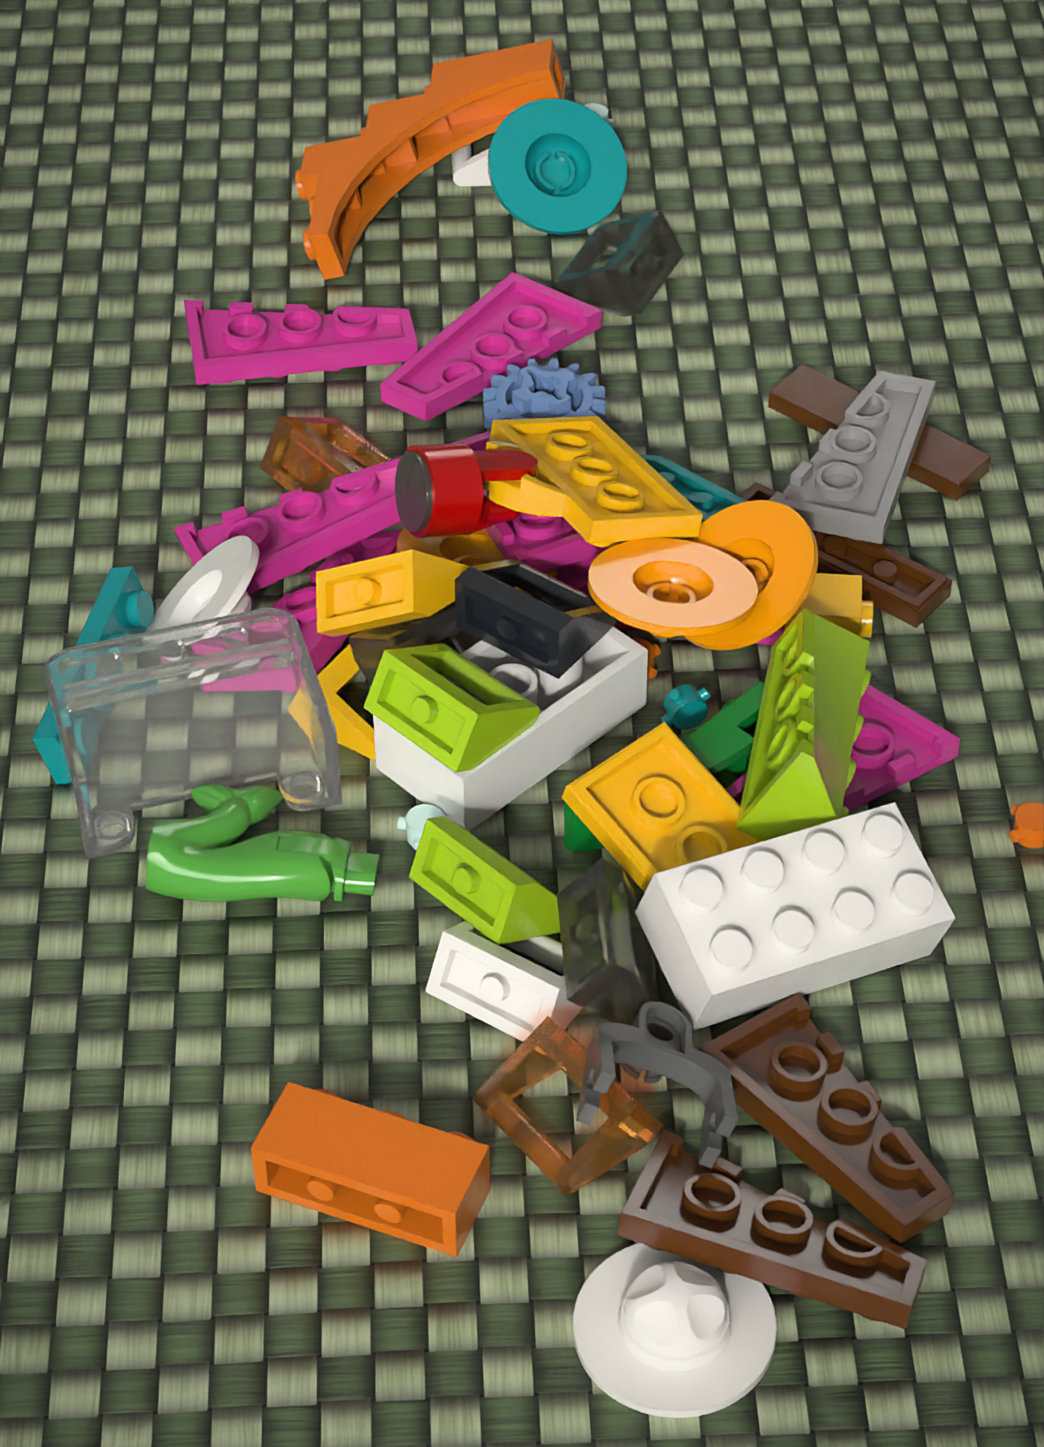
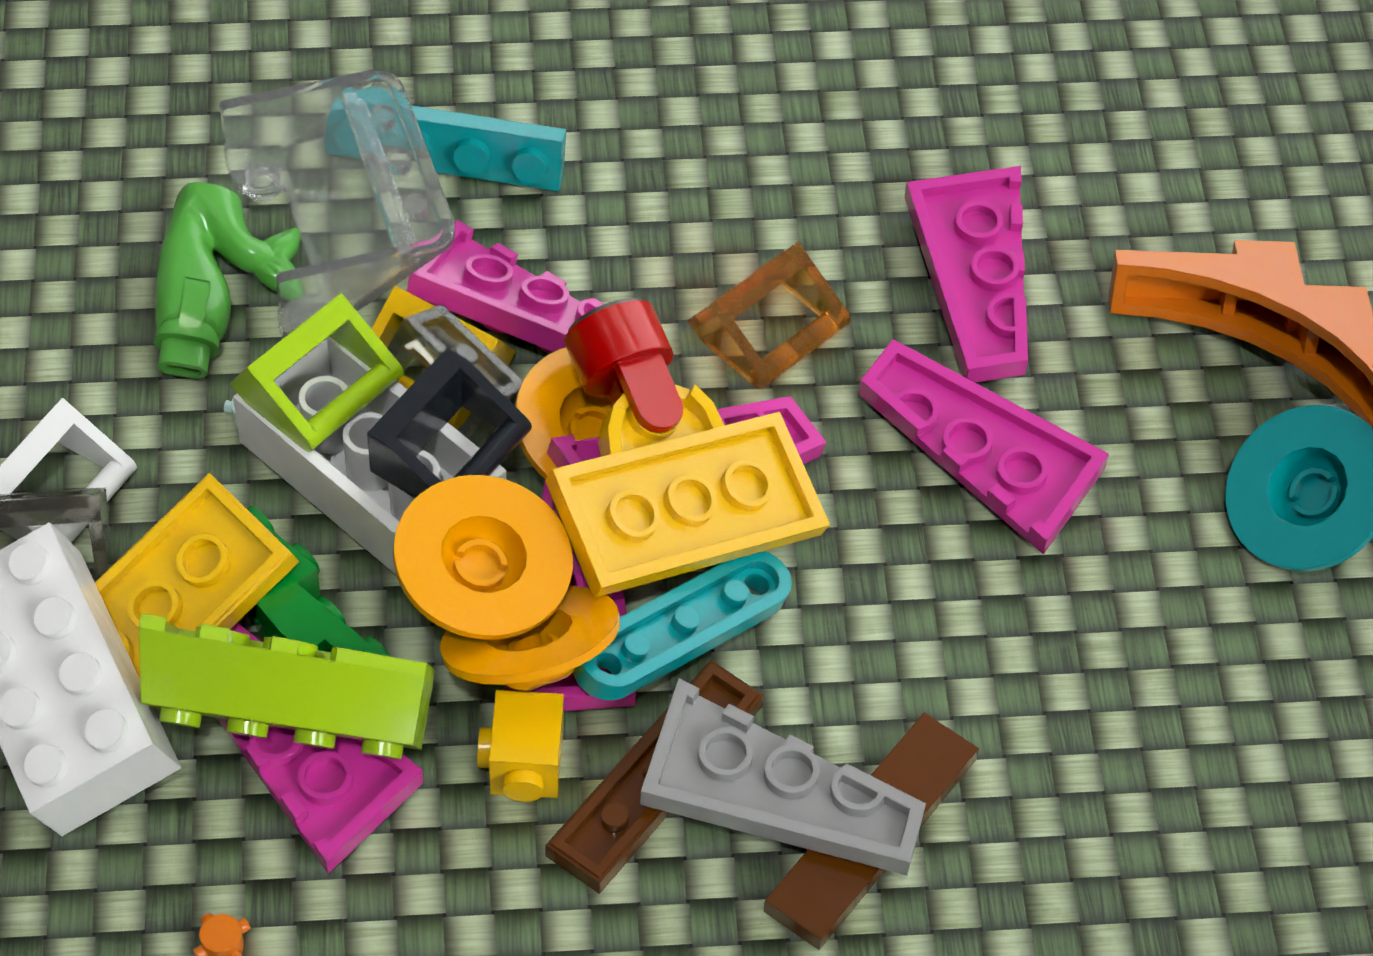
camera: 85 degrees right, 10 degrees up
(211, 586) = (512, 212): white hat -> none
(305, 524) = (637, 253): dark pink wing -> none
(383, 591) = (488, 301): yellow tile -> none
(482, 884) = (166, 394): lime tile -> none
(543, 393) = (872, 489): medium blue gear -> none
(634, 273) = (1150, 581): clear smoke tile -> none
(685, 706) = (403, 621): teal piece -> none

